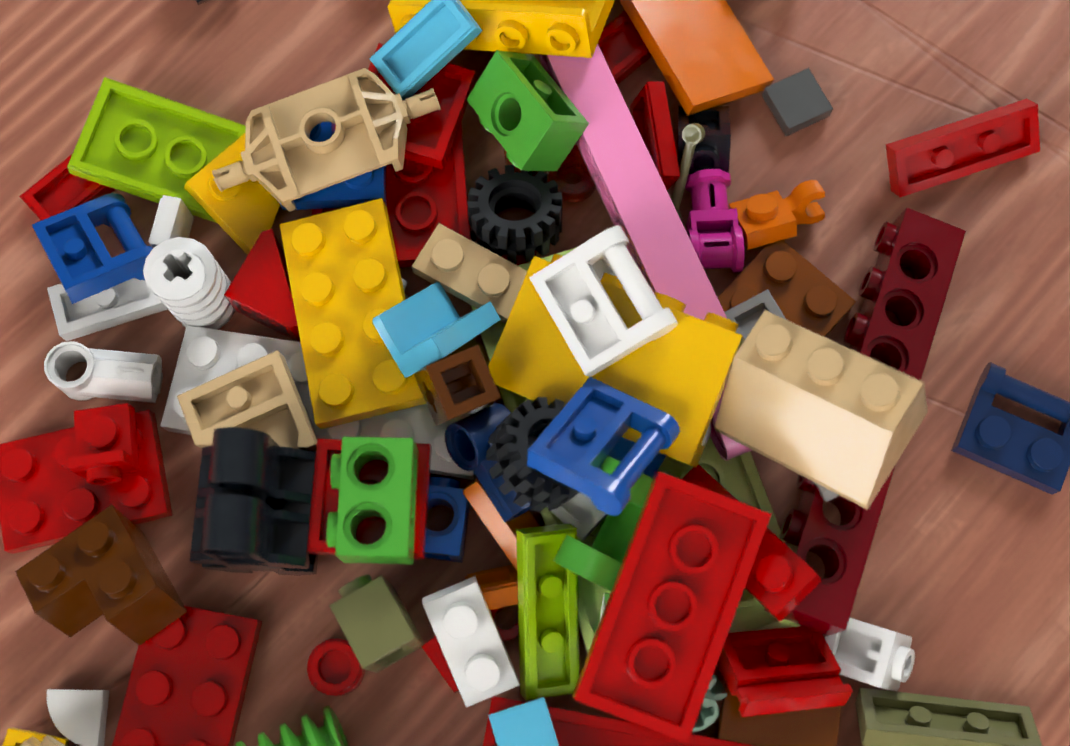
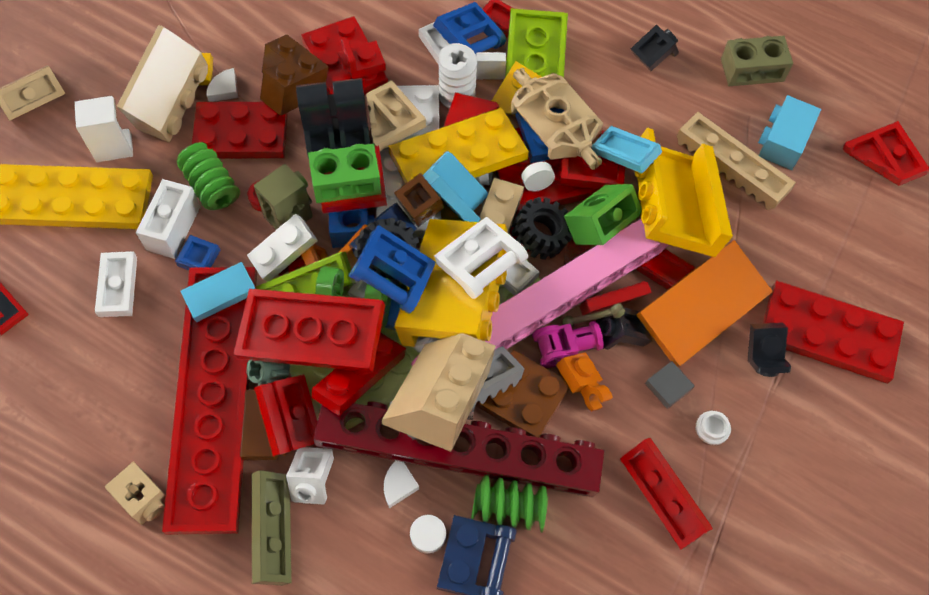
camera: 75 degrees right, 10 degrees down
(107, 373) = (402, 53): white piece -> none
(425, 196) = (538, 176): none -> white tile
(872, 61) = (713, 427): none -> white plate
(901, 521) = (398, 483): none -> white tile
(955, 354) = (510, 503): none -> bright green piece
(977, 490) = (428, 534): none -> white tile

